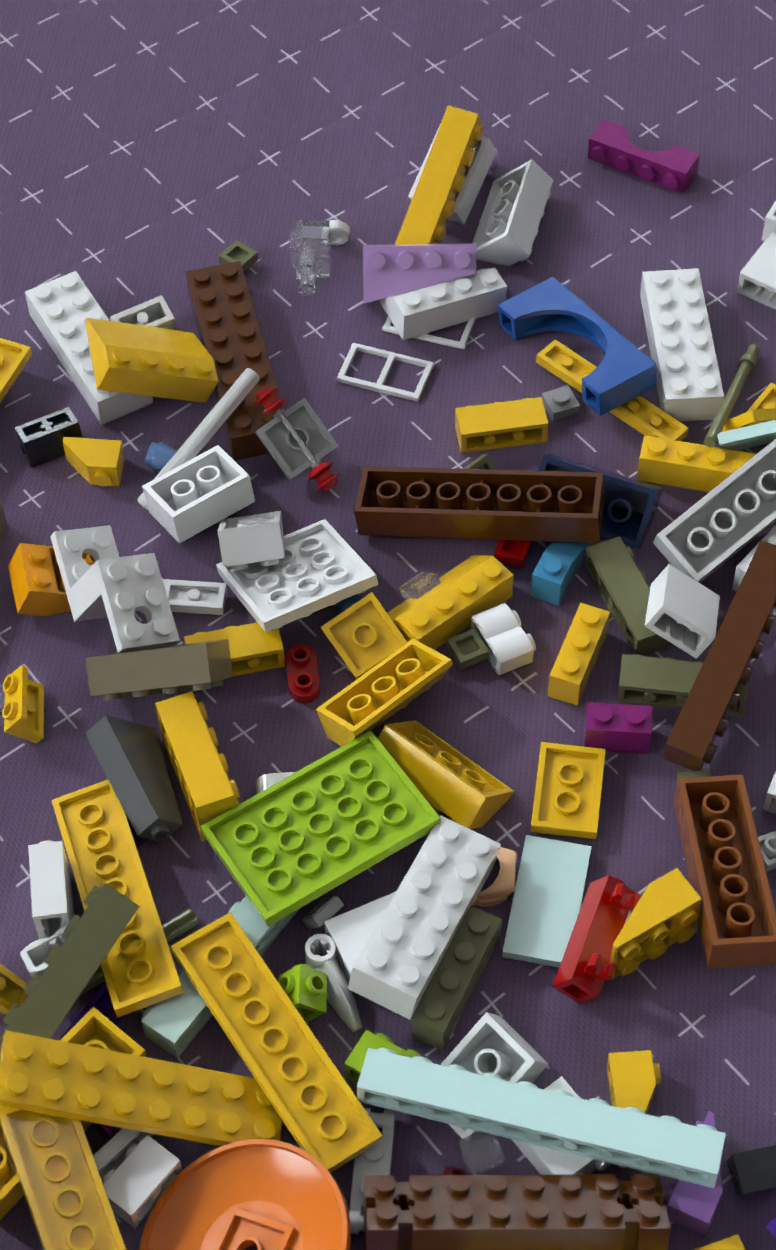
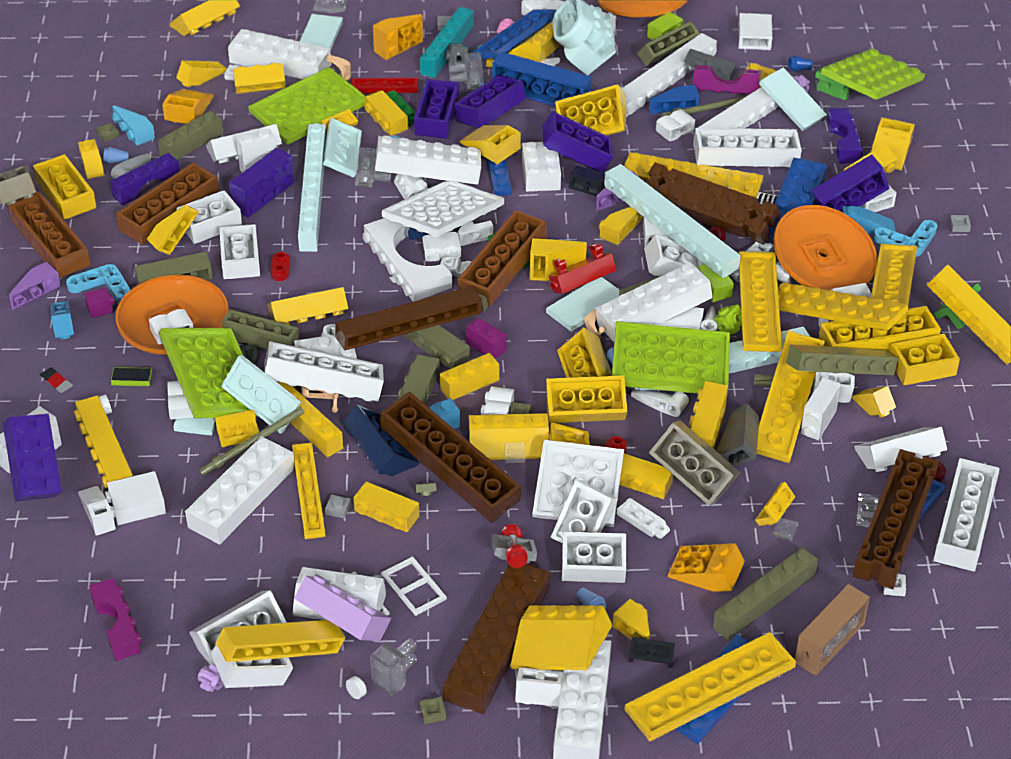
camera: 145 degrees left, 10 degrees down
(115, 588) = (688, 513): white bracket -> none
(210, 424) = (568, 582): white axle -> none
(554, 308) = (296, 479): blue arch -> none
(568, 790) = (534, 332): yellow plate -> none
(682, 611) = (406, 353): white brick -> none
(750, 418) = (266, 416): yellow plate -> none

